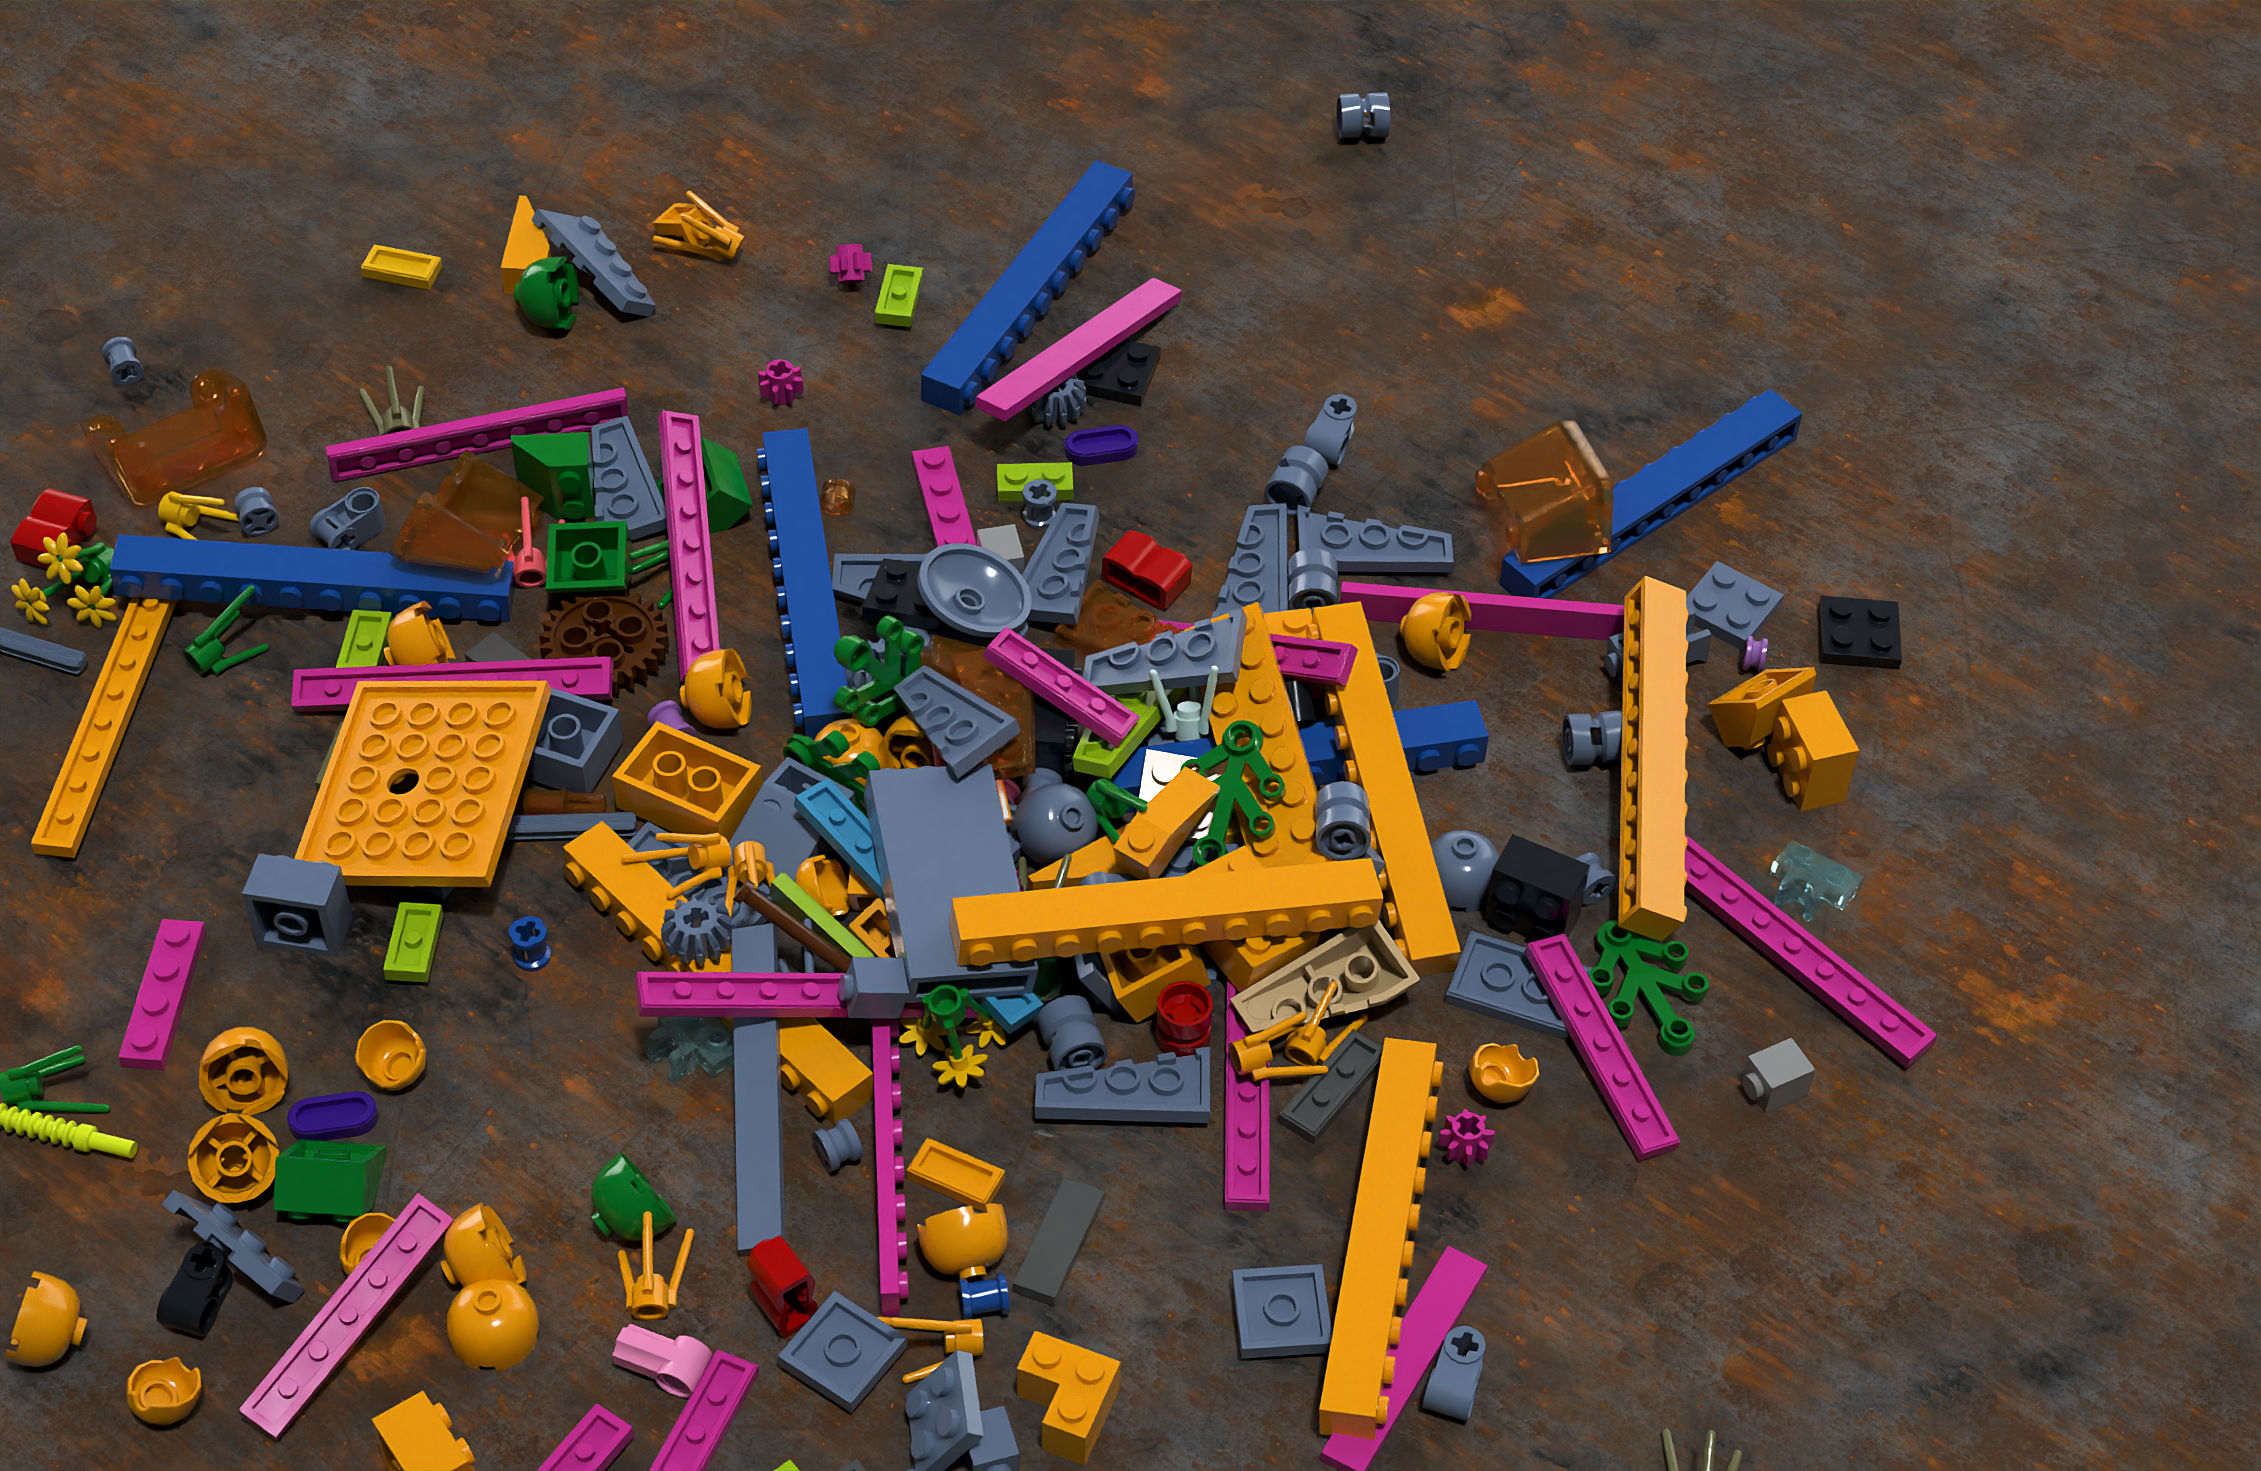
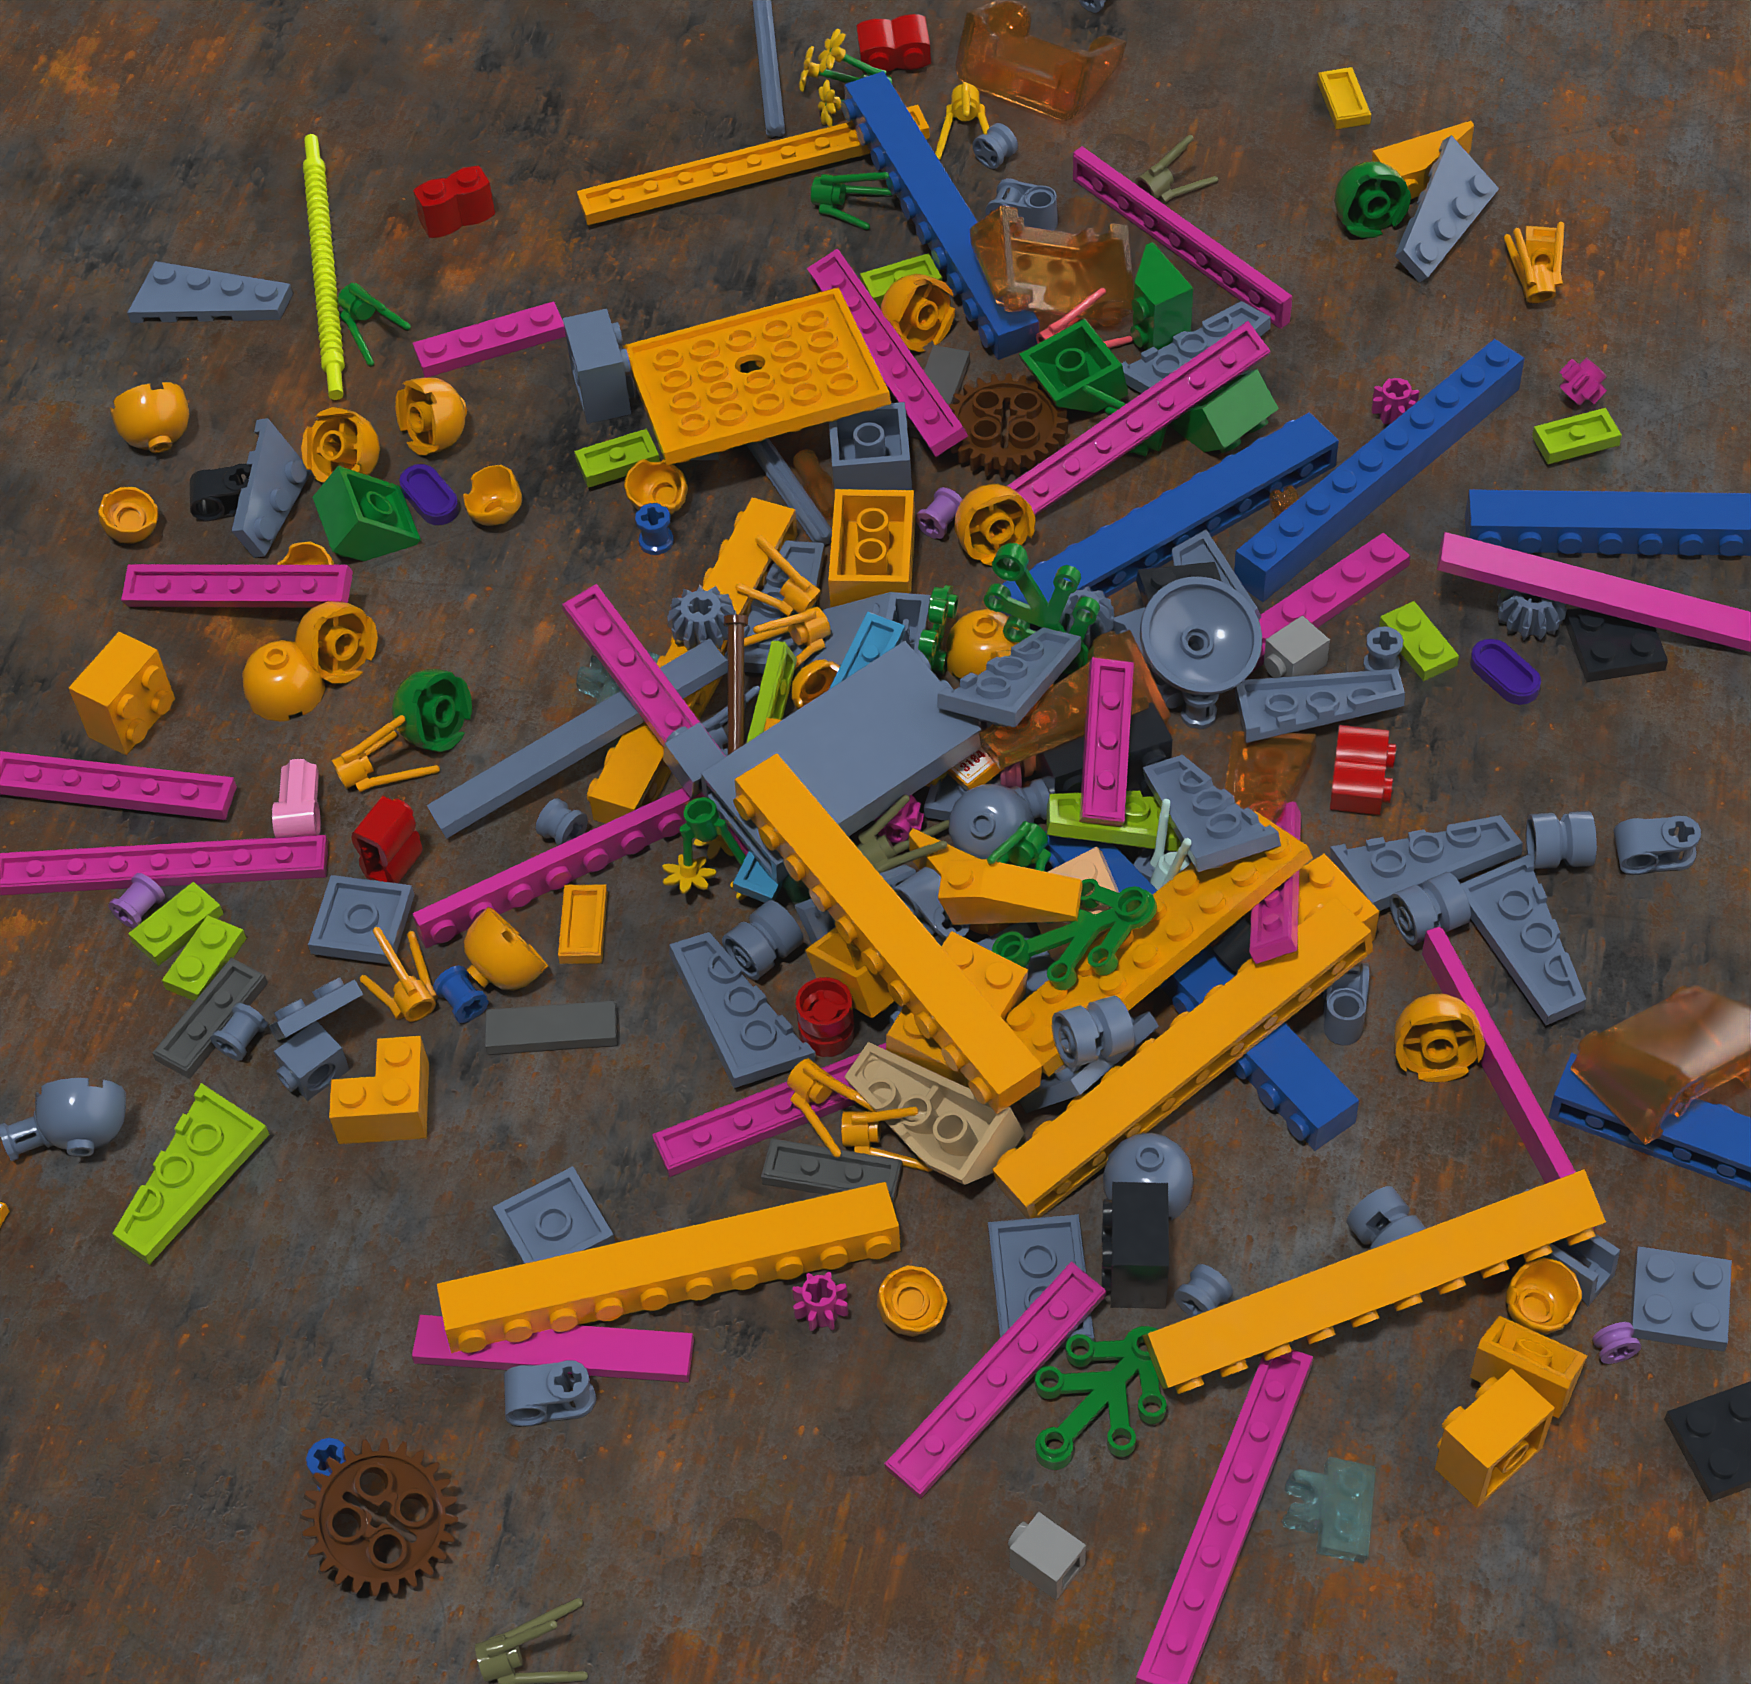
camera: 70 degrees right, 5 degrees up
(483, 921) = (656, 483): none -> light orange hair
(848, 420) = (1377, 470): none -> blue brick
(1705, 677) = (1543, 1295): none -> light orange hair

